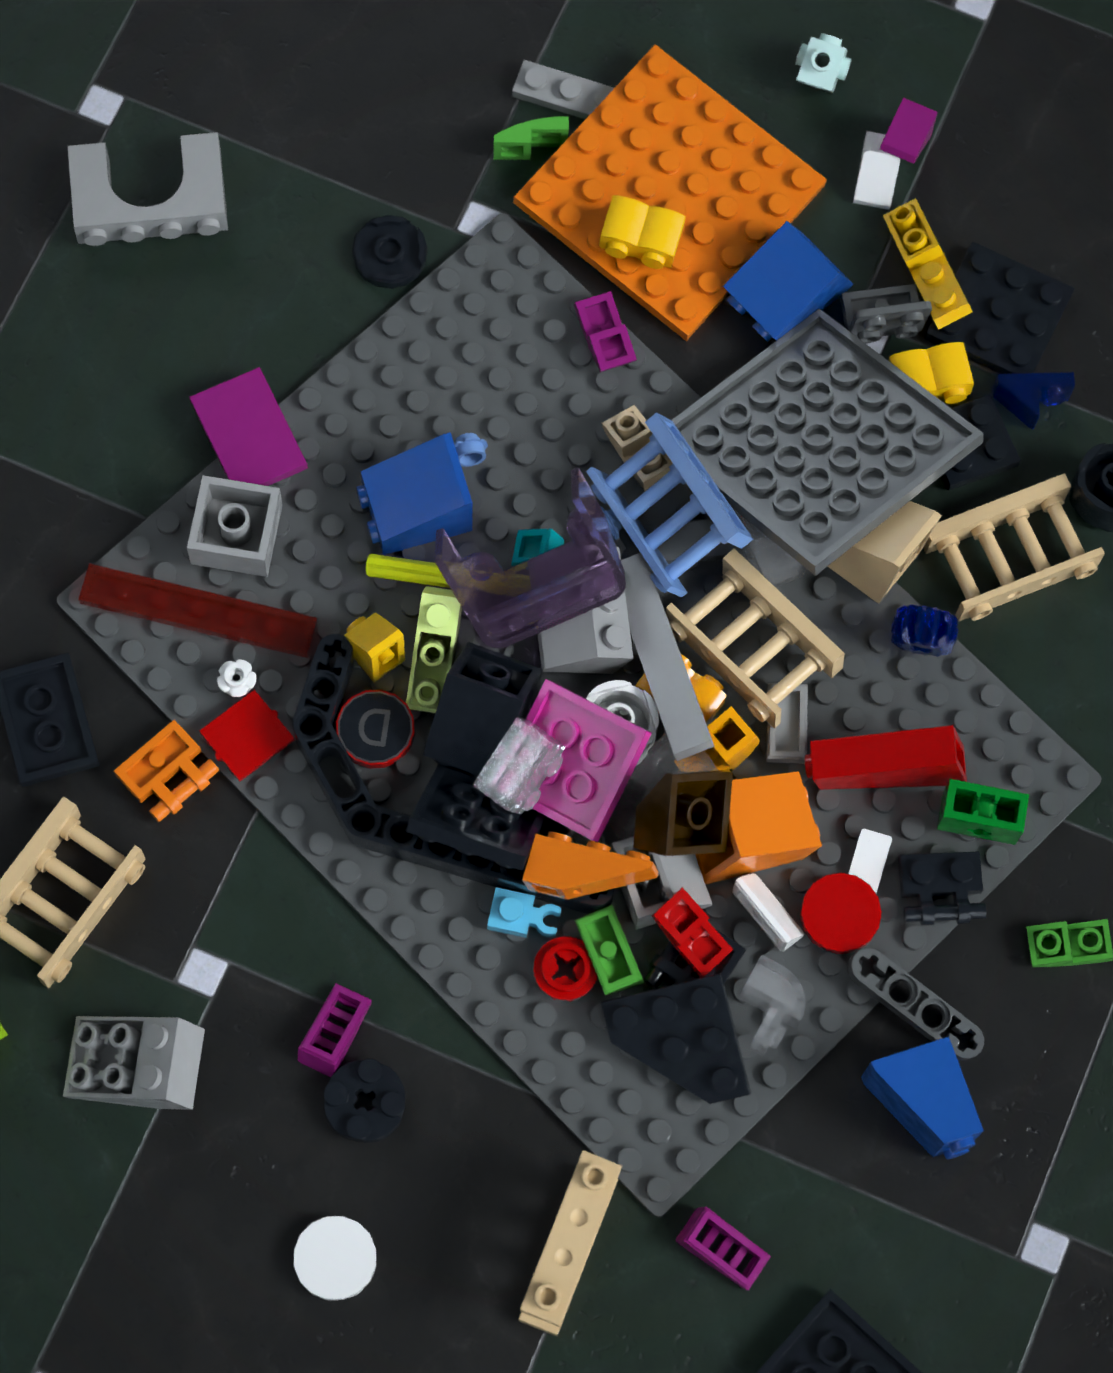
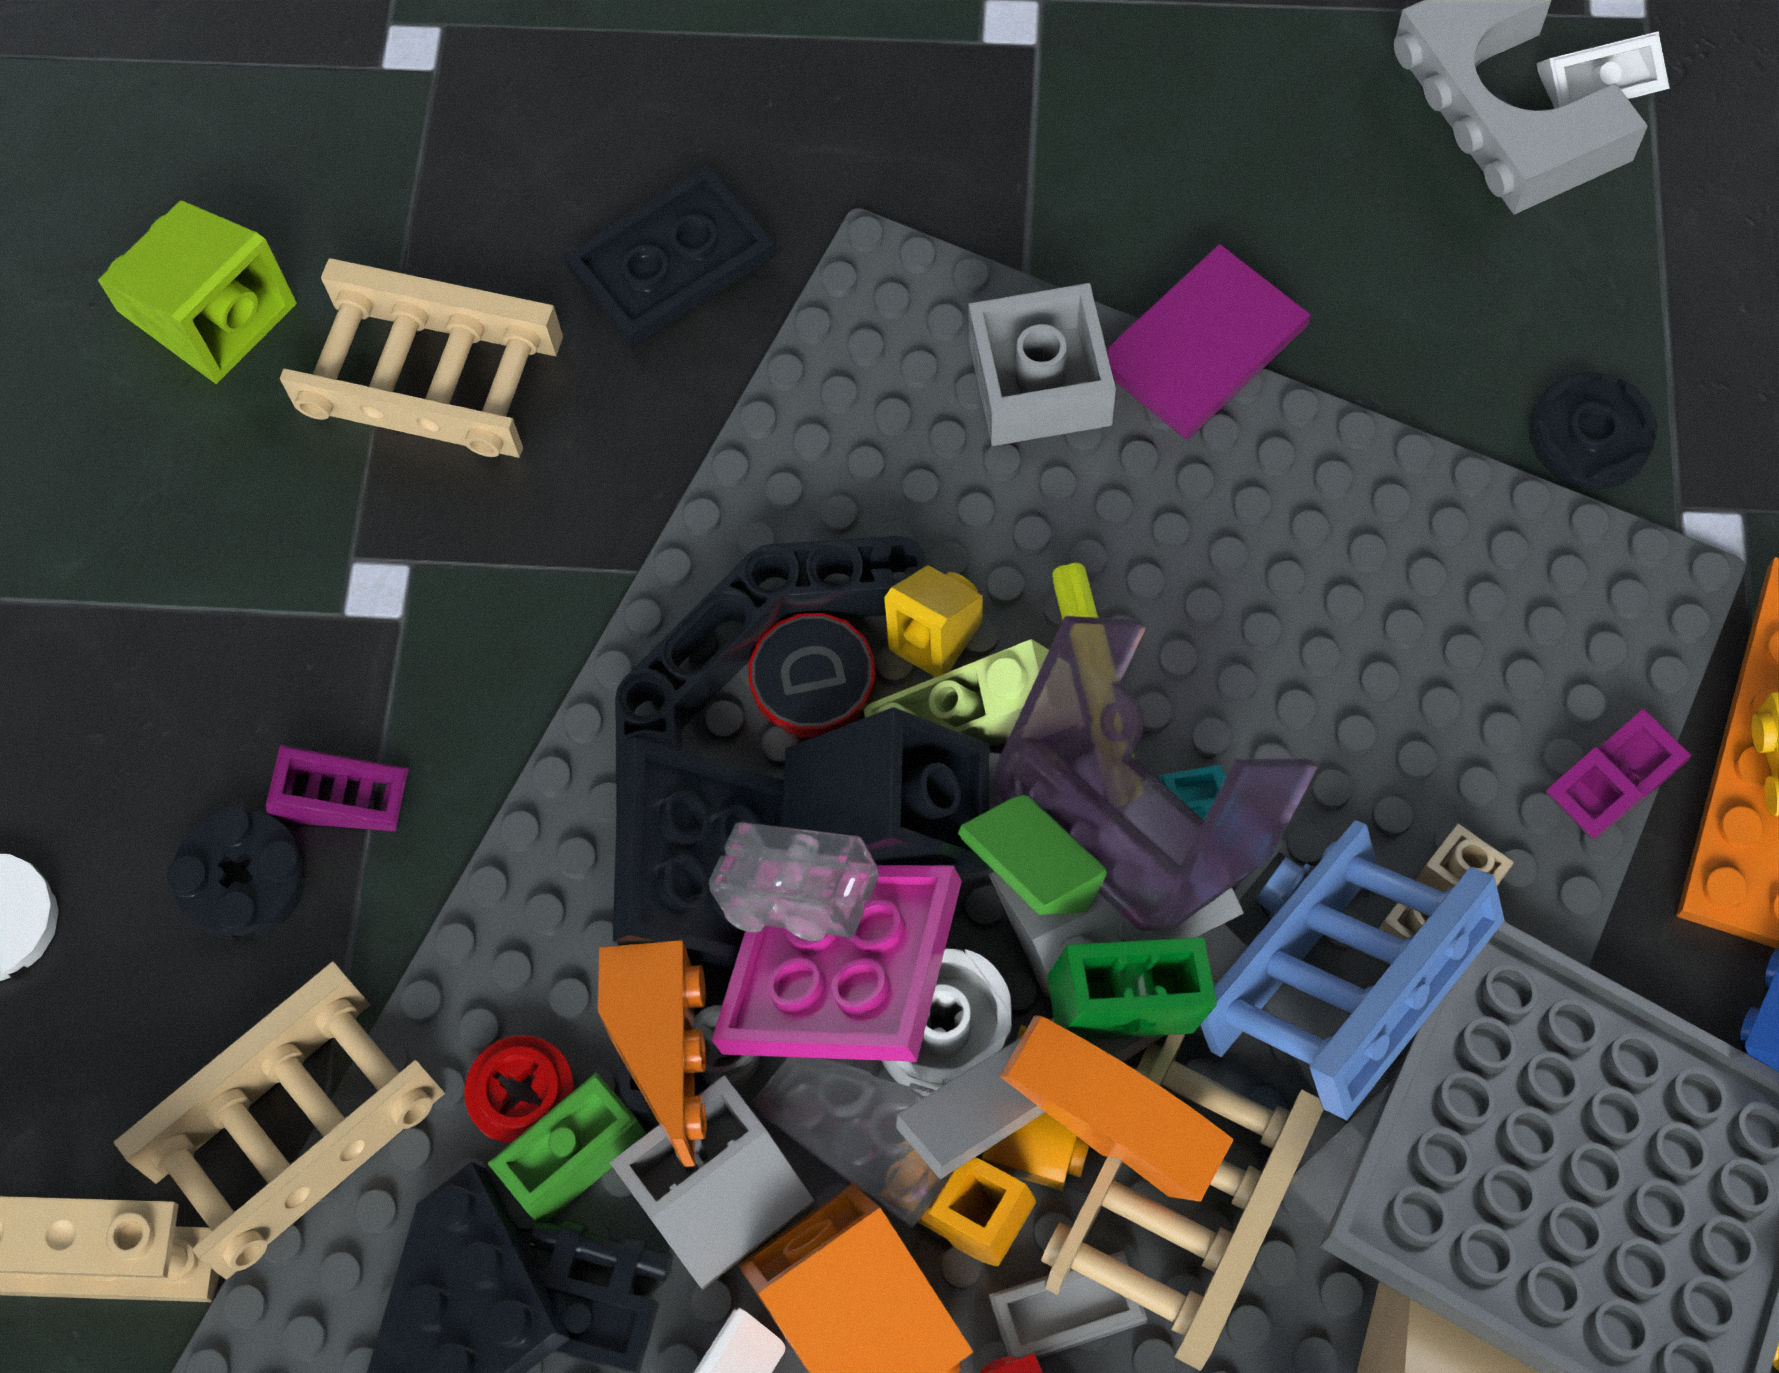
camera: 80 degrees right, 5 degrees down
(135, 1061) = (208, 548): light grey slope -> none
(155, 137) = (1631, 63): none -> white slope
(158, 762) = (655, 412): orange plate -> none
(198, 610) = (903, 381): clear red tile -> none
(243, 685) = (817, 475): white plate -> none
(246, 735) = (738, 506): red piece -> none
(416, 496) = (1202, 591): blue slope -> none
(470, 449) = (1317, 643): medium blue plate -> none
(493, 1101) = (238, 1077): none -> tan fence
(514, 914) = (576, 989): medium azure plate -> none
(552, 637) = (1035, 856): none -> bright green slope
(649, 614) = (1132, 988): none -> green brick
(685, 814) = (791, 1171): dark brown slope -> none
(691, 932) = (618, 1262): red slope -> none
(708, 646) = (1117, 1110): none -> orange slope

